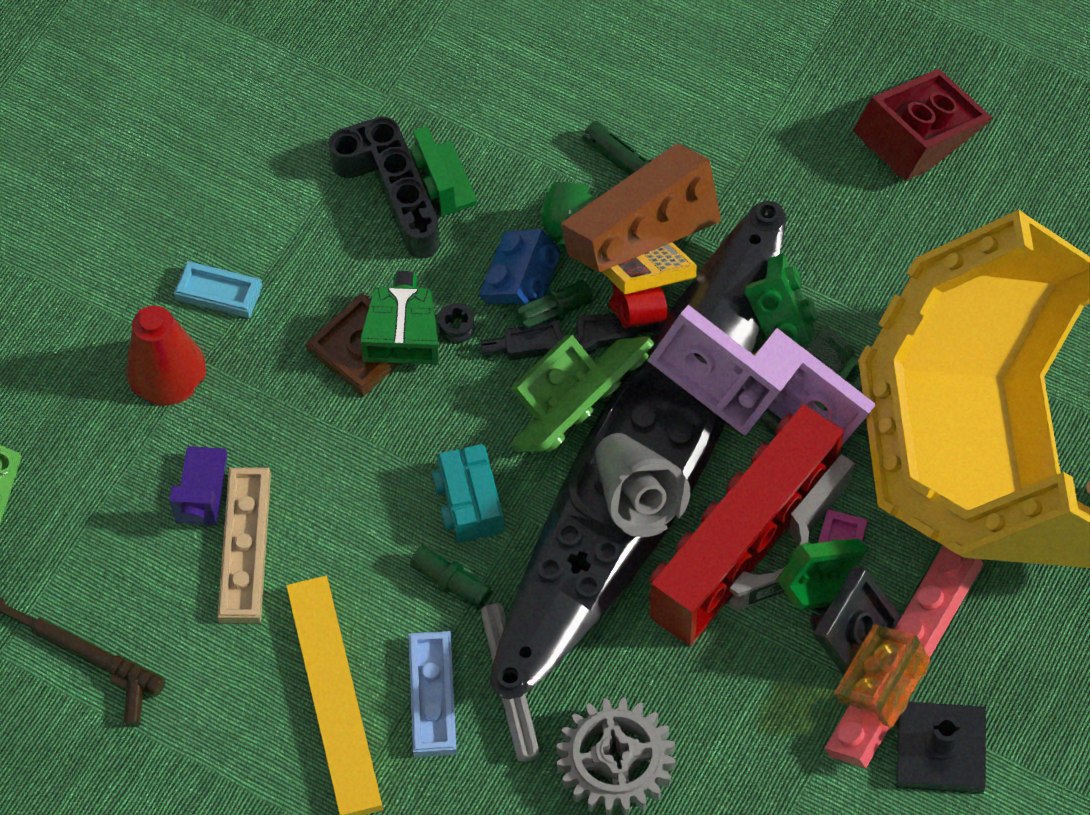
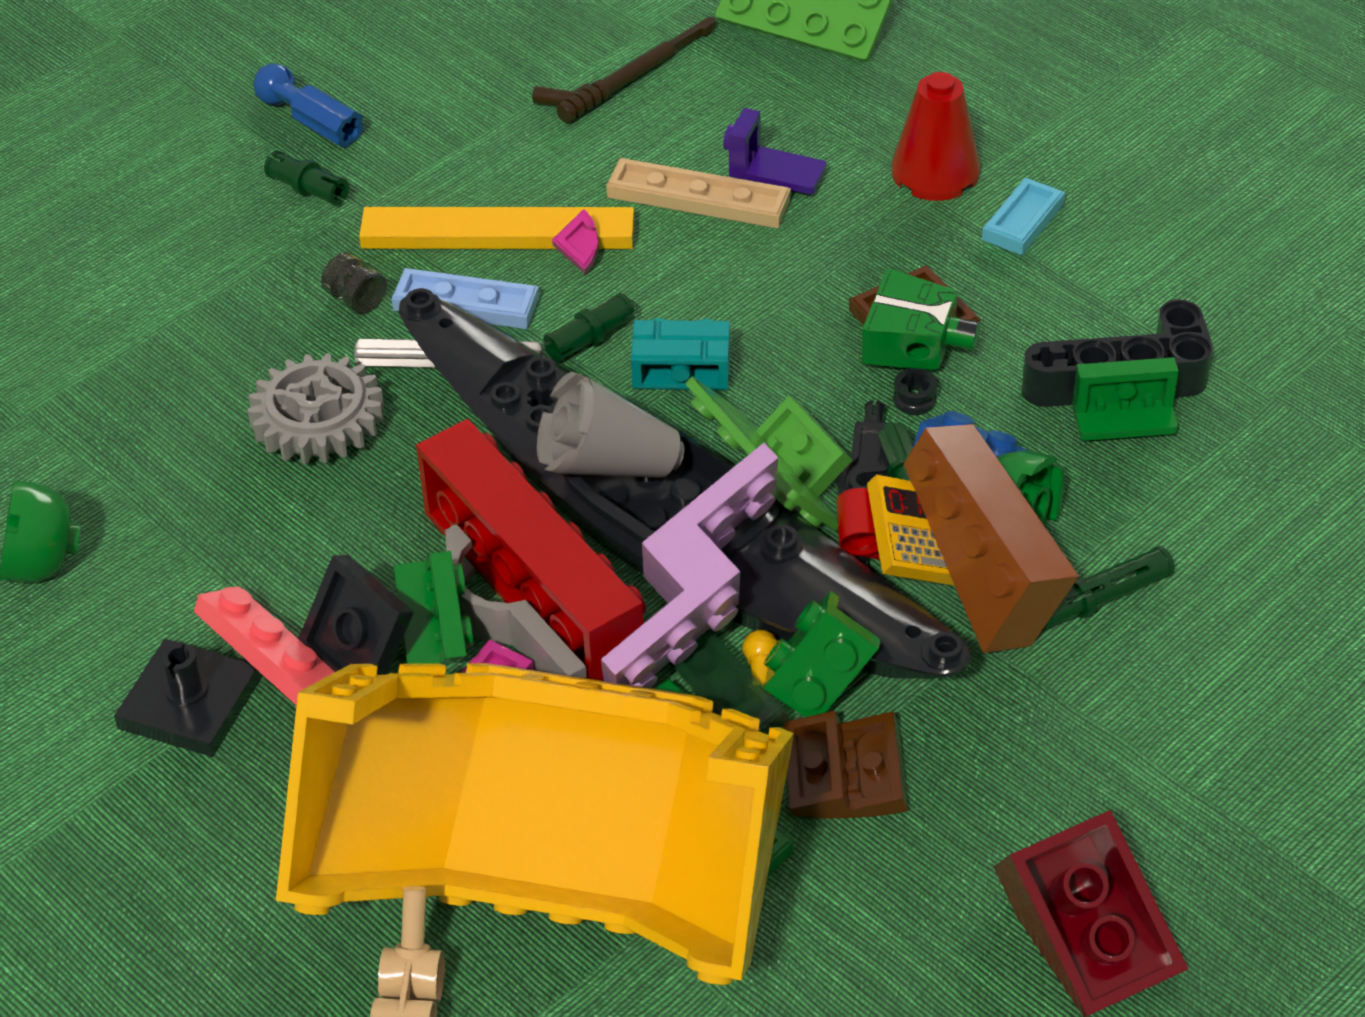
camera: 105 degrees right, 15 degrees down
(346, 613) = (578, 241): none -> dark pink tile
(450, 783) = (357, 285): none -> clear smoke wheel
(846, 287) = (846, 767): none -> reddish brown slope
(884, 673) = (279, 631): clear yellow bracket -> none

